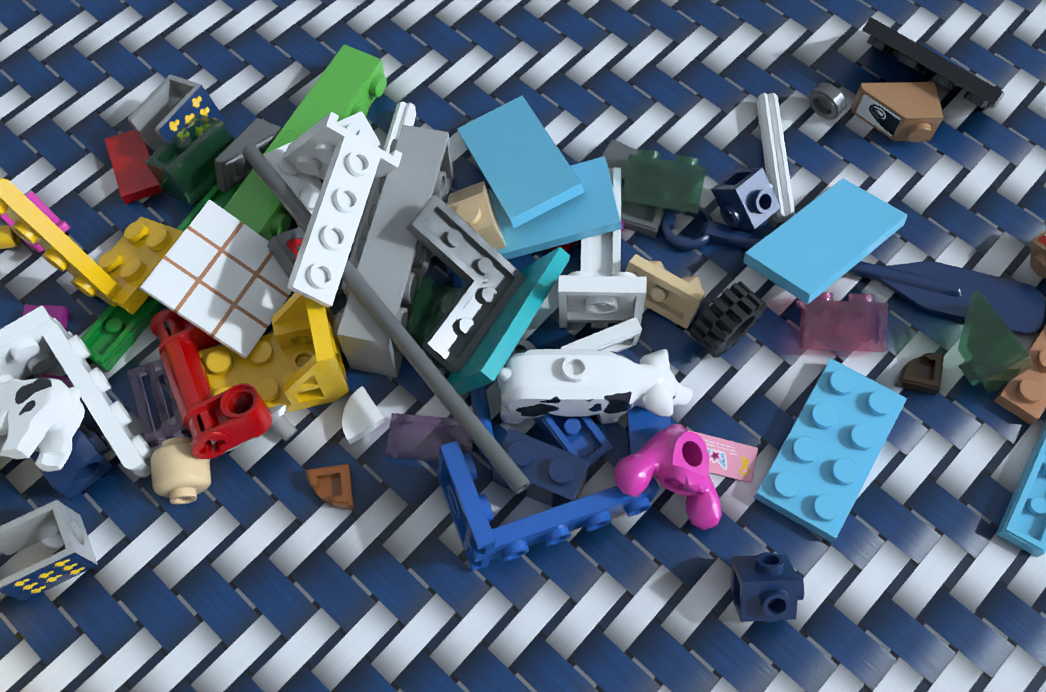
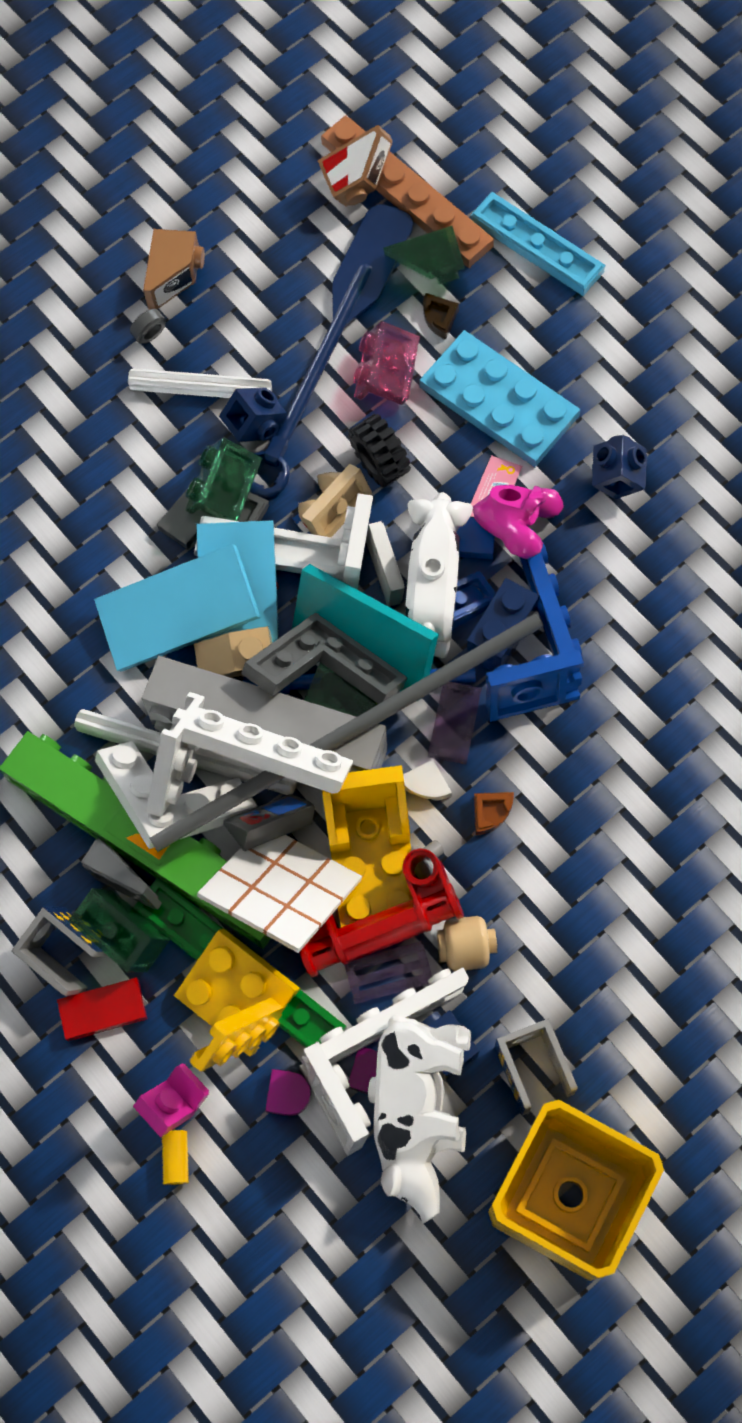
camera: 80 degrees left, 5 degrees up
(824, 240) = (305, 357): medium azure tile -> none
(944, 73) = (122, 230): black plate -> none

